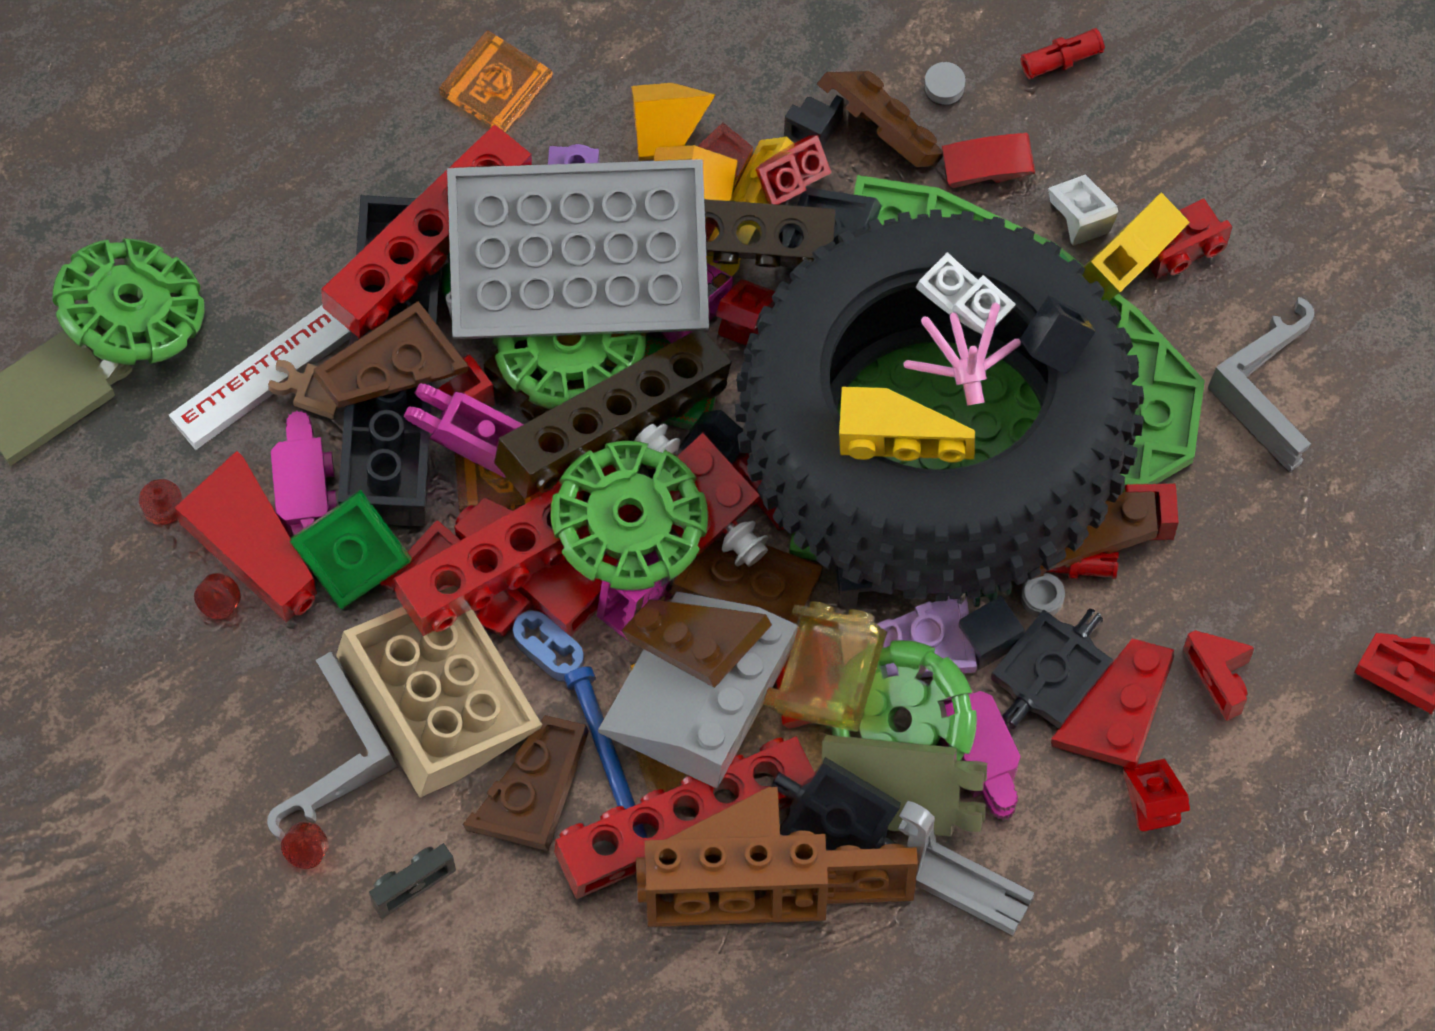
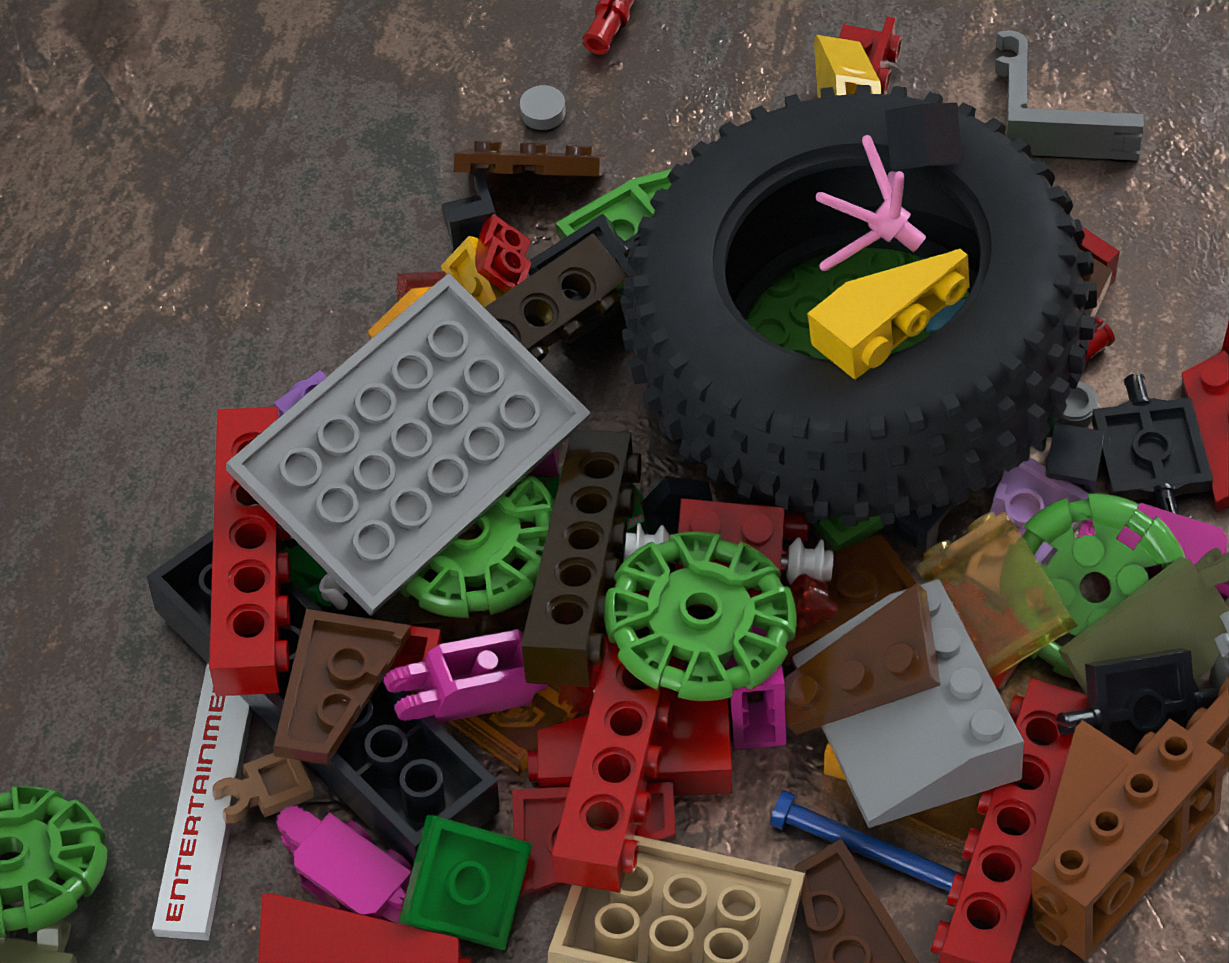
camera: 40 degrees left, 10 degrees down
(496, 82) = (156, 407): clear orange tile -> none
(554, 638) = (724, 809): medium blue beam -> none
(666, 115) = (339, 308): light orange slope -> none
(715, 567) = (811, 601): none -> clear red tile
(741, 310) = (595, 392): red slope -> none
(960, 292) = (797, 180): white slope -> none
(988, 158) = (644, 129): red slope -> none
(1086, 208) = (758, 90): white slope -> none

